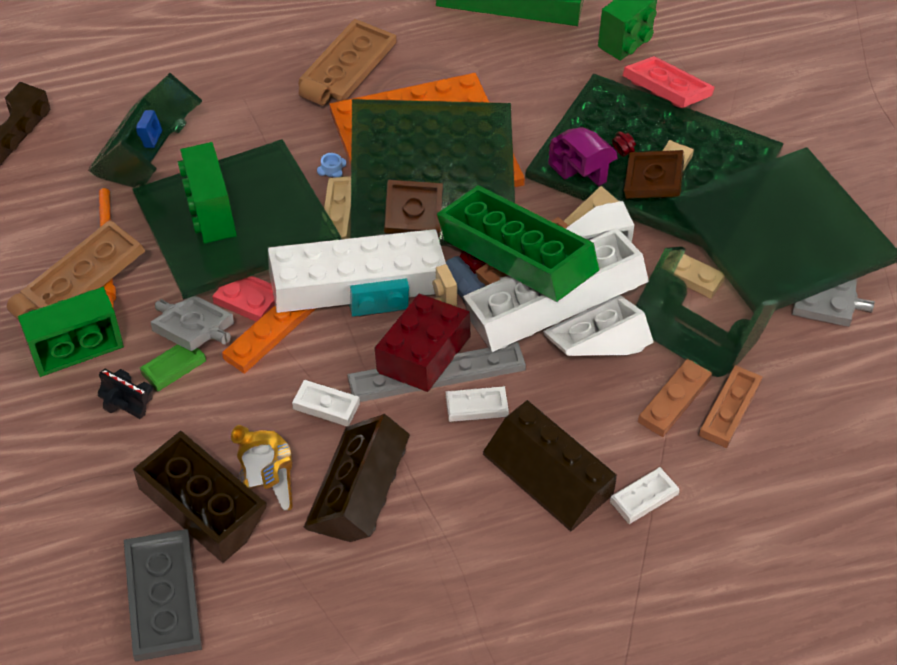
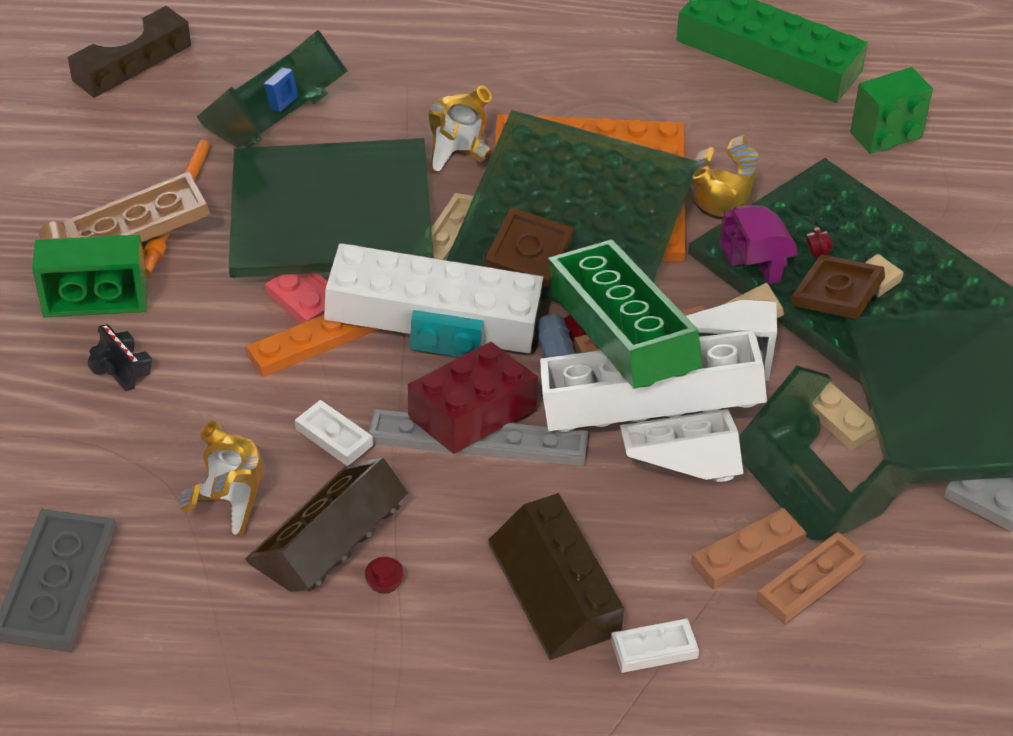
camera: 20 degrees right, 5 degrees down
(171, 366) = (188, 344): bright green tile -> none
(192, 322) = (227, 304): light grey plate -> none
(200, 495) = (143, 486): dark brown slope -> none
(206, 192) = (302, 168): green brick -> none
(306, 122) = (459, 126): none -> piece
(331, 165) = (465, 180): light blue plate -> none
(345, 63) = (540, 73): medium nougat hinge -> none
(418, 505) = (384, 574): none -> dark red plate
(445, 285) = (521, 340): tan plate -> none
(476, 404) = (504, 483): white plate -> none
(535, 120) = (720, 190): none -> pearl gold piece
(668, 82) = (912, 189): coral plate -> none

